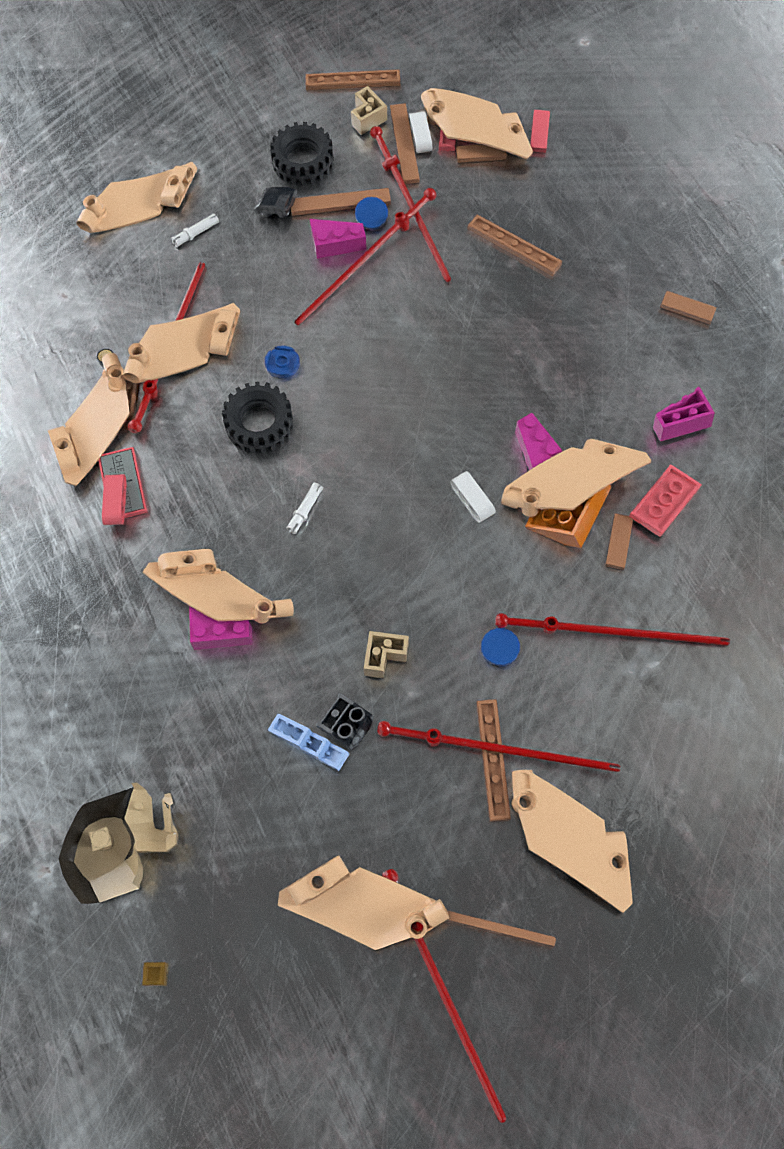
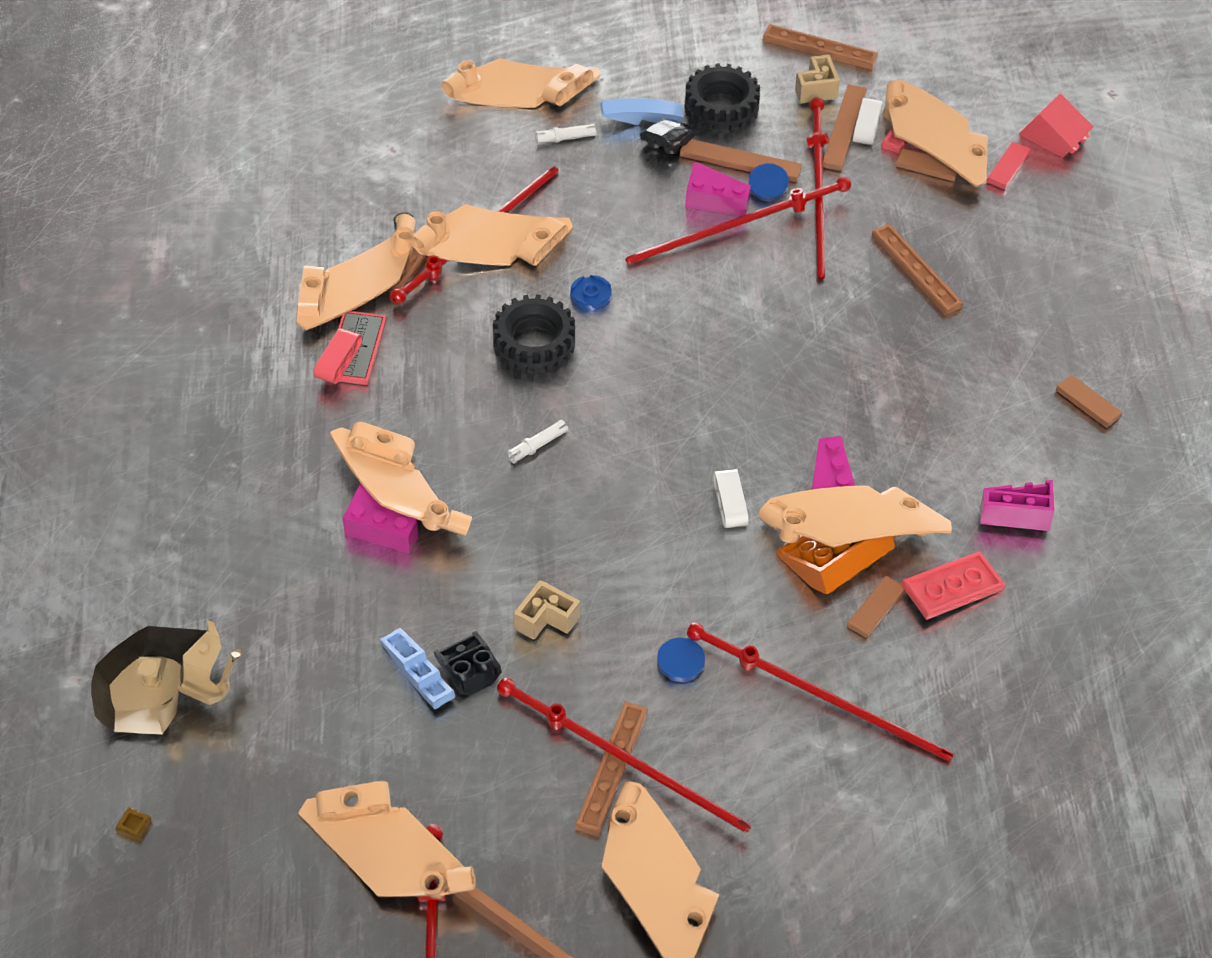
camera: 20 degrees right, 15 degrees down
(242, 187) = (637, 109): none -> light blue slope
(562, 85) = (1058, 127): none -> coral slope

